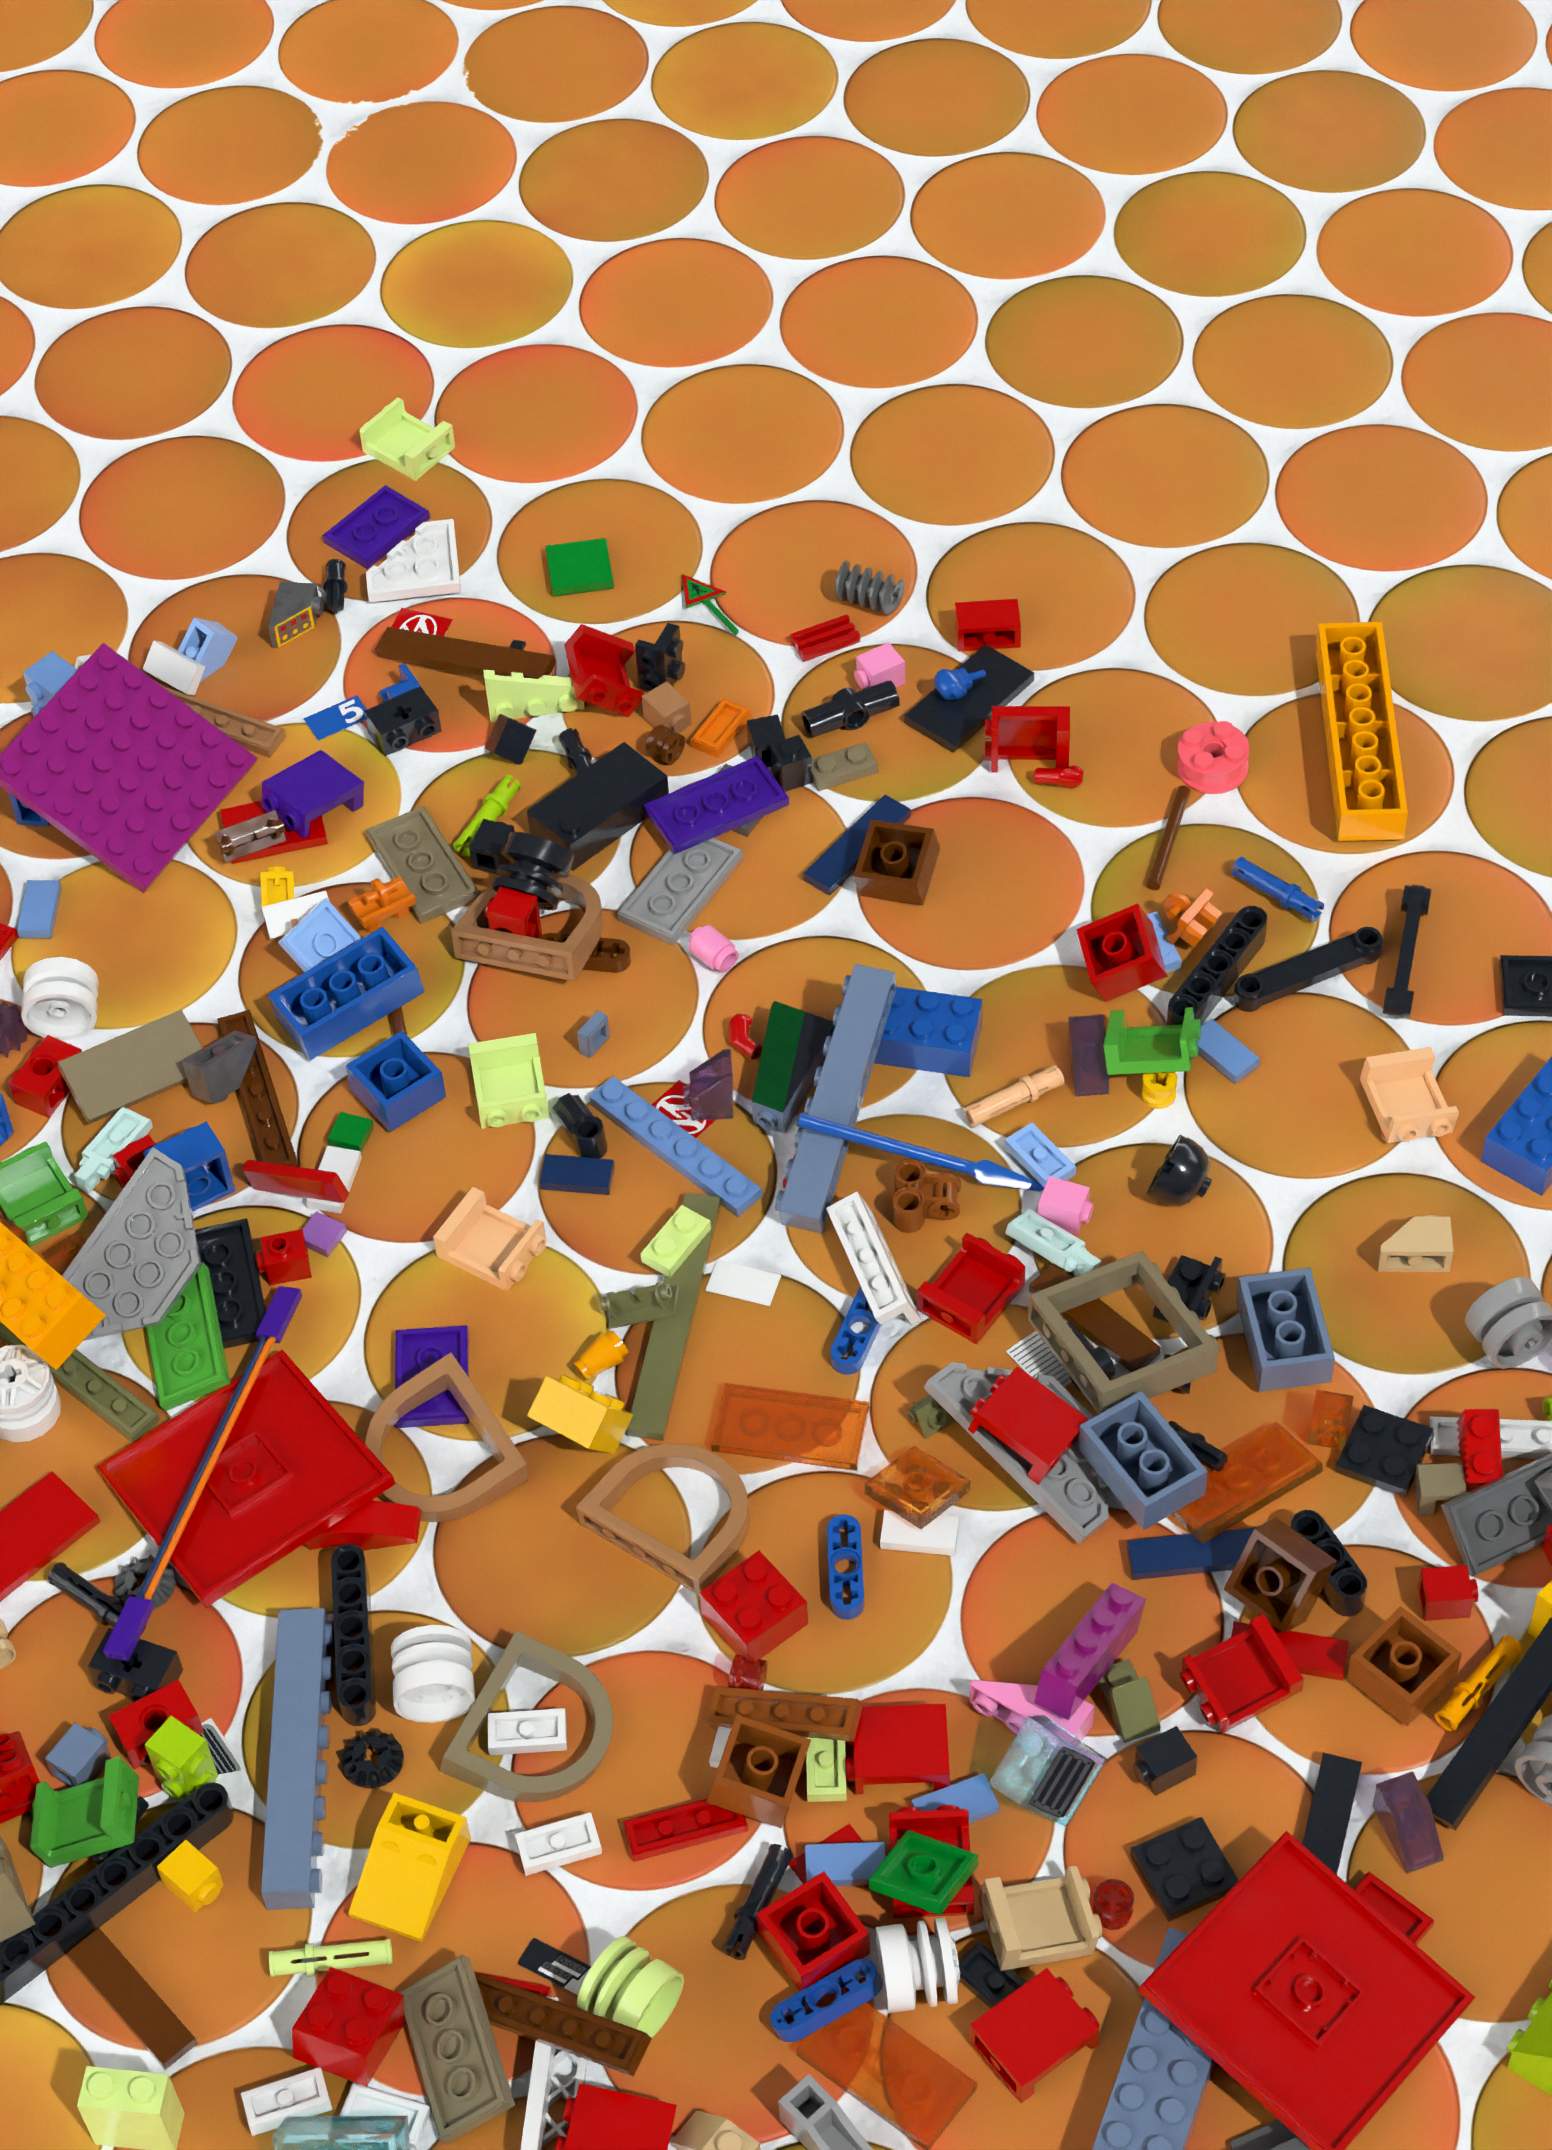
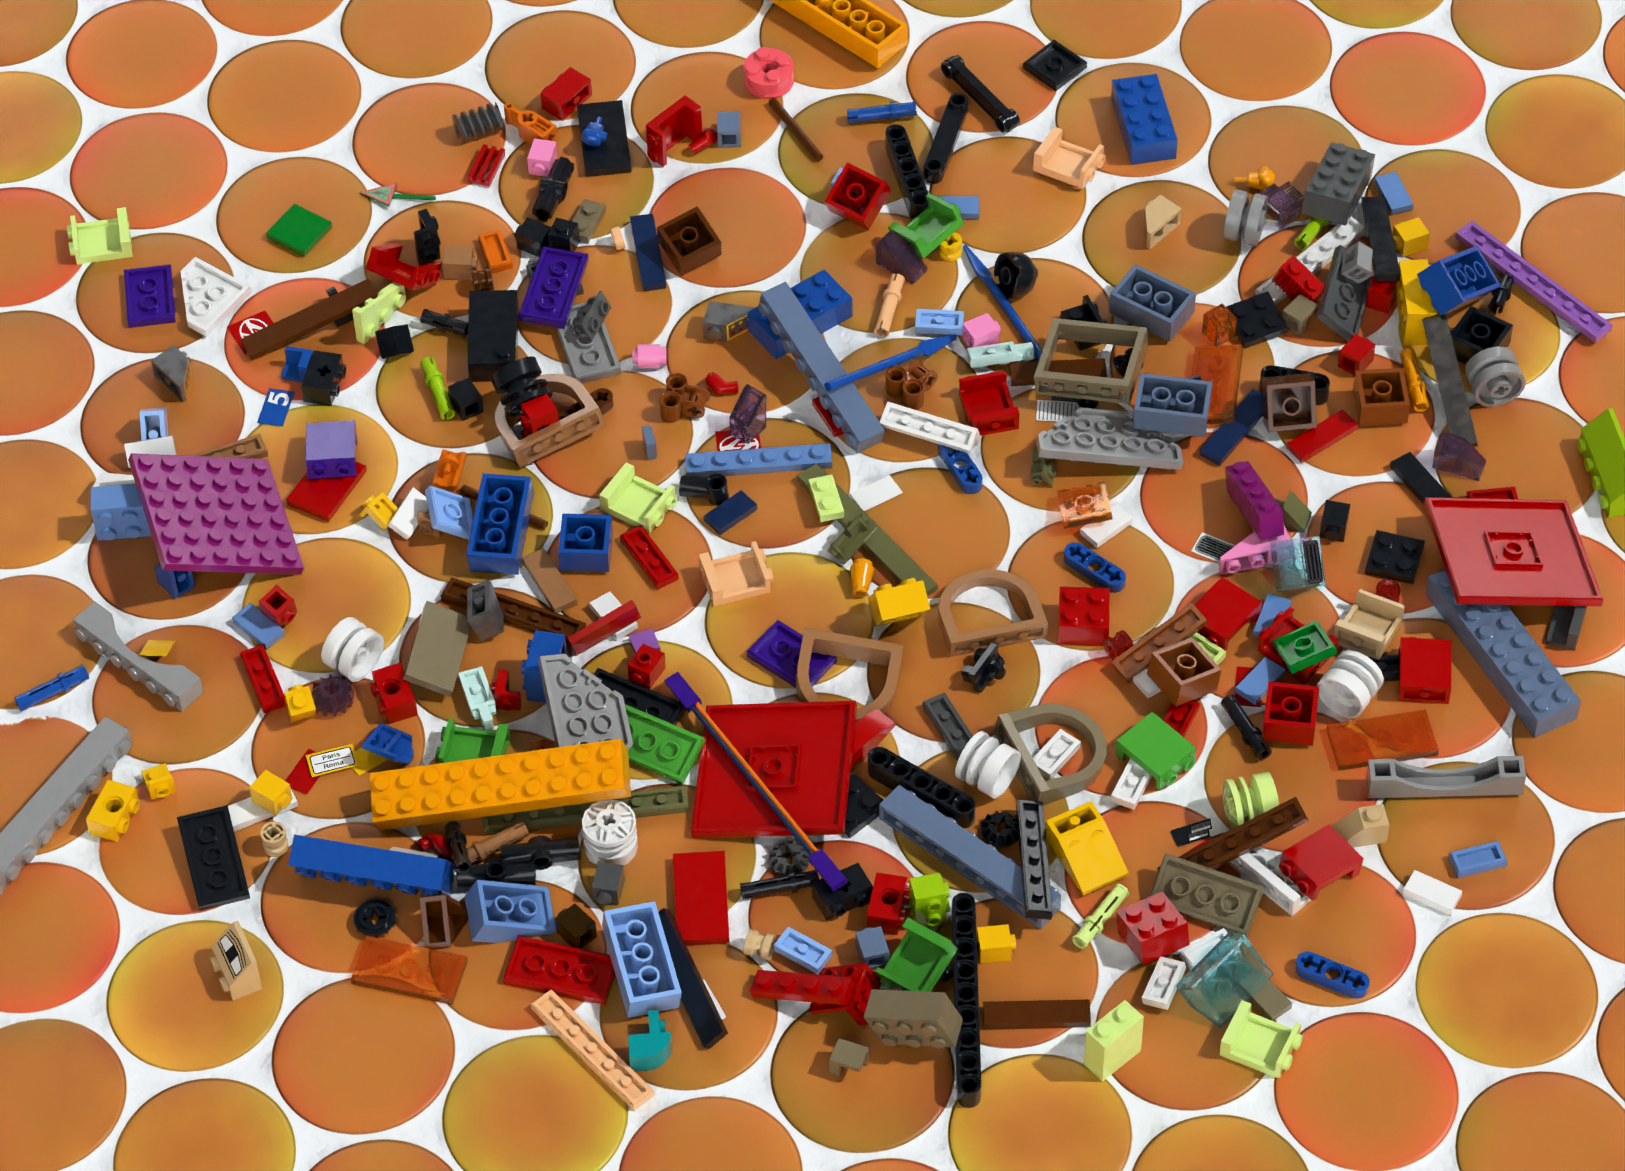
camera: 50 degrees left, 0 degrees up
(21, 1692) = (803, 950): none -> light blue plate
(65, 902) = (278, 606): none -> red brick
(250, 836) = (331, 493): reddish brown hinge -> none
(279, 1587) = (861, 806): none -> black plate
(324, 1094) = (549, 581): none -> medium nougat tile
(333, 1825) = (1034, 859): none -> black tile
(335, 585) = (171, 339): black axle -> none
(350, 1132) = (589, 588): green tile -> none
(424, 860) = (426, 437): dark tan tile -> none
(445, 1151) = (649, 557): none -> red tile
(480, 1592) = (948, 723): none -> dark grey tile
(586, 1567) = (987, 667): none -> black hips
(625, 1832) = (1157, 750): none -> bright green panel
(681, 1017) = (682, 399): none -> dark orange piece
(708, 863) = (593, 316): none -> dark grey hinge
(788, 1064) = (761, 368): slope -> none
(790, 1426) = (988, 532): clear orange tile -> none
(821, 2016) = (1325, 723): blue beam -> none
(823, 970) = (725, 320): none -> flat silver slope
(843, 806) = (617, 238): none -> light nougat tile
(911, 632) = (530, 124): none -> orange piece
(1002, 1661) = (1211, 547): none -> sticker
(1028, 1421) = (1106, 428): red panel -> none
(1096, 783) = (728, 129): none -> sand blue brick
(1158, 1145) = (984, 274): none -> blue piece
(1192, 919) = (863, 155): orange hips -> none
(1242, 1676) = (1322, 457): red panel -> none

